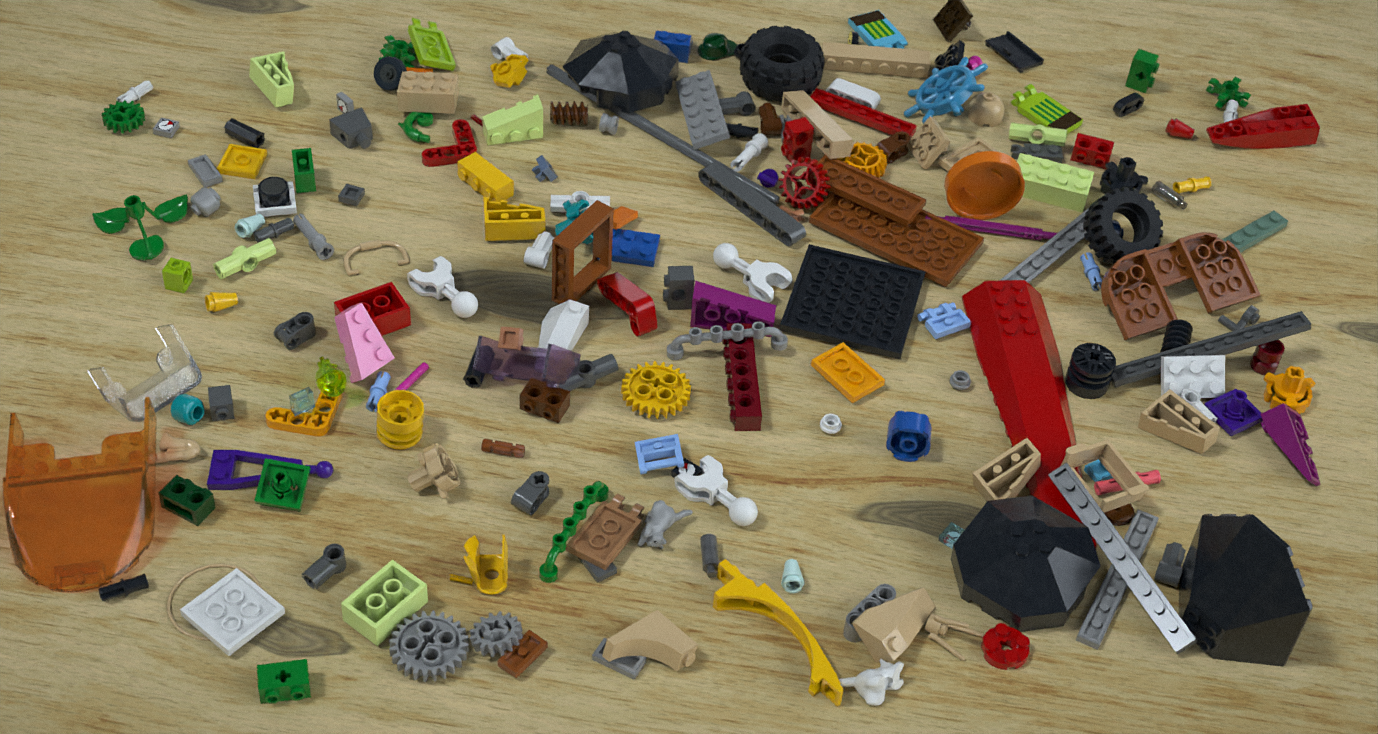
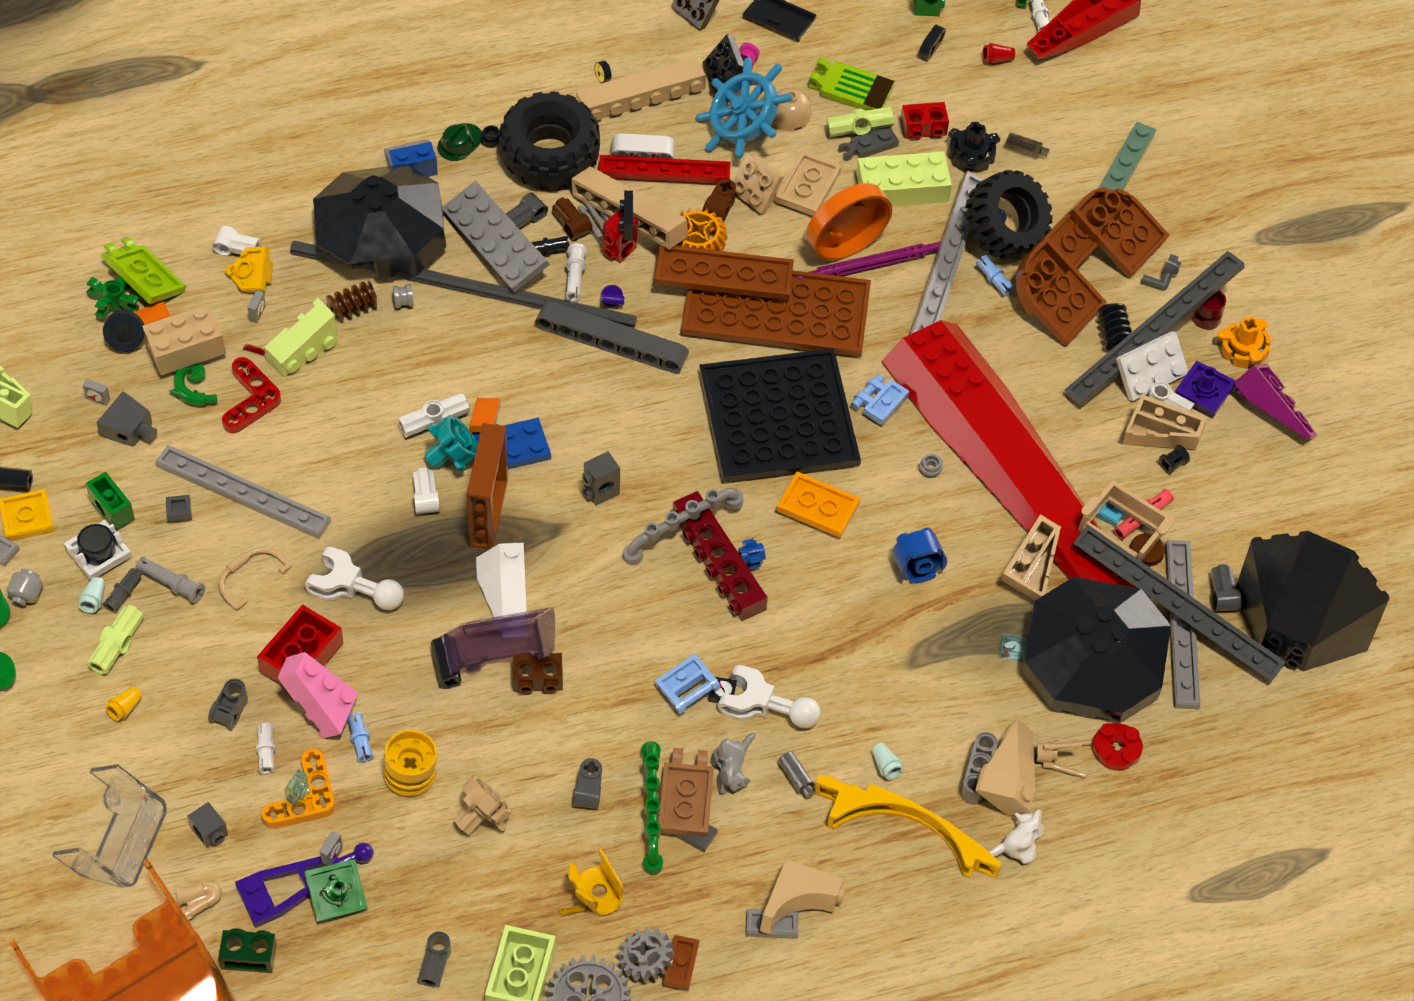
camera: 25 degrees left, 10 degrees up
(177, 275) = (57, 693): lime brick -> none
(187, 409) = (177, 848): teal head -> none
(298, 452) = (331, 848): none -> light grey tile
(302, 371) = (265, 748): none -> white pin
(330, 378) = (307, 745): clear neon green piece -> none
(407, 204) = (243, 492): none -> light grey tile
(415, 375) = (382, 716): dark pink bar -> none
(485, 178) = (312, 425): yellow brick -> none
(496, 94) = (256, 306): none -> light grey tile
(503, 448) = (526, 745): dark orange axle -> none
(511, 338) = (470, 619): nougat tile -> none
(512, 222) = (377, 469): yellow wedge -> none
(544, 169) = (369, 384): sand blue tile -> none
(588, 372) = (570, 612): dark grey piece -> none
(631, 300) = (557, 514): red beam -> none
(656, 389) = (641, 610): yellow gear -> none
(719, 306) = (659, 485): magenta wedge -> none
(757, 276) = (667, 425): white piece -> none
(770, 384) = (752, 553): none -> blue gear
(795, 214) = (664, 331): nougat hand -> none
(800, 189) = (668, 293): red gear -> none
(806, 120) = (626, 222): none -> black plate
(830, 424) = (832, 567): white plate -> none
(877, 30) = (622, 47): tile -> none
(1090, 370) = (1053, 401): black wheel -> none
(1184, 452) = (1174, 459): none -> black bush
(1192, 184) = (1042, 122): yellow pin -> none

